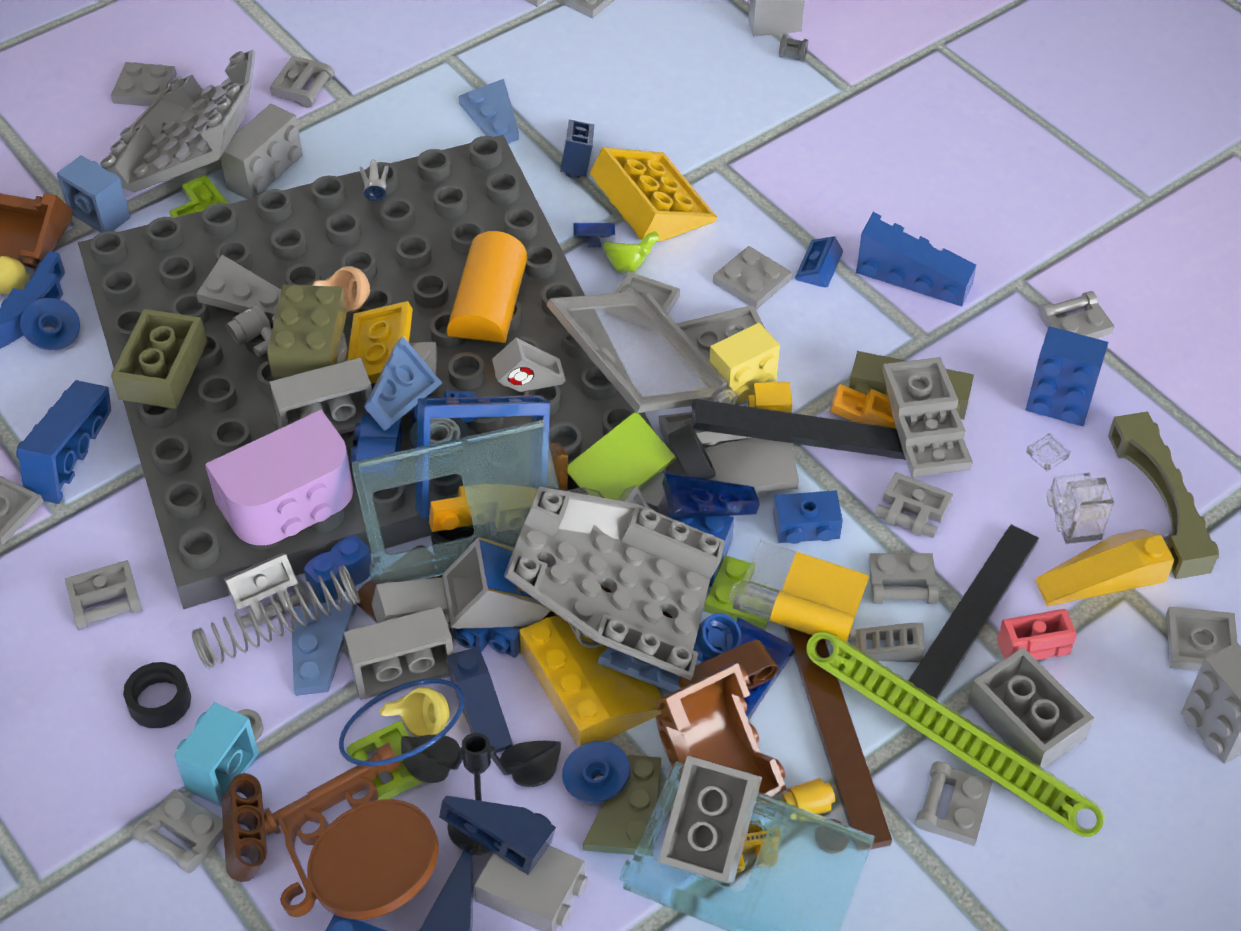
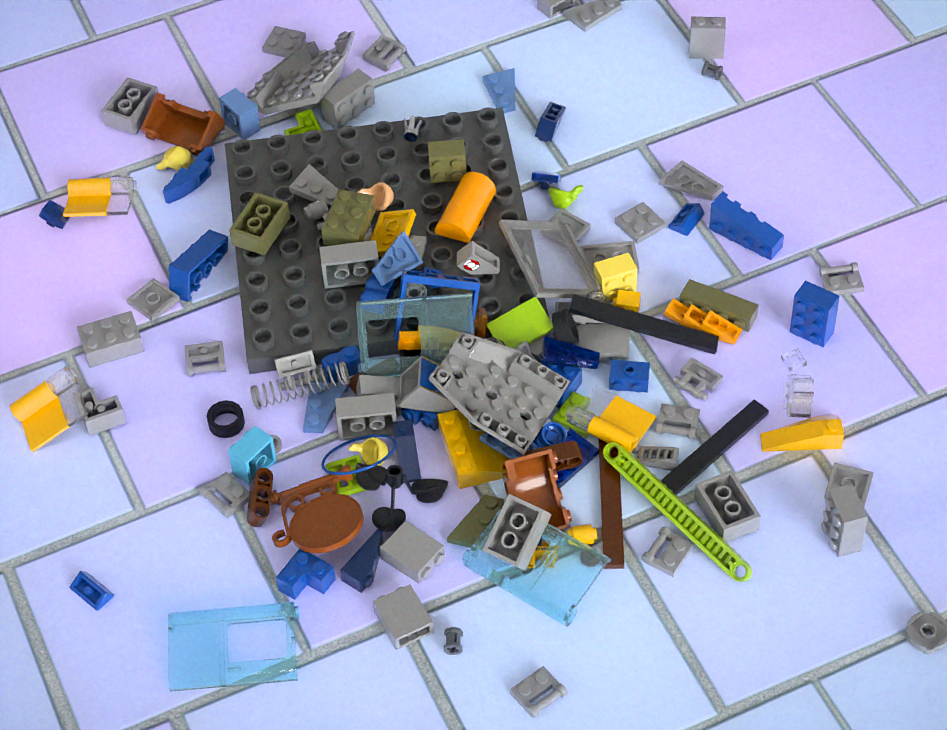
camera: 15 degrees right, 0 degrees up
(51, 313) = (200, 185): blue dish -> none
(283, 481) = (317, 307): lavender brick -> none
(443, 220) = (447, 160): none -> olive brick
(503, 829) = (402, 520): dark blue slope -> none
(591, 761) = (463, 500): blue dish -> none
(650, 192) = (589, 158): yellow slope -> none
(811, 206) = (691, 181): none -> light grey wing
(927, 417) = (719, 326): light grey slope -> none
(1040, 634) = (746, 465): coral brick -> none
(1140, 442) = (860, 429): olive arch -> none

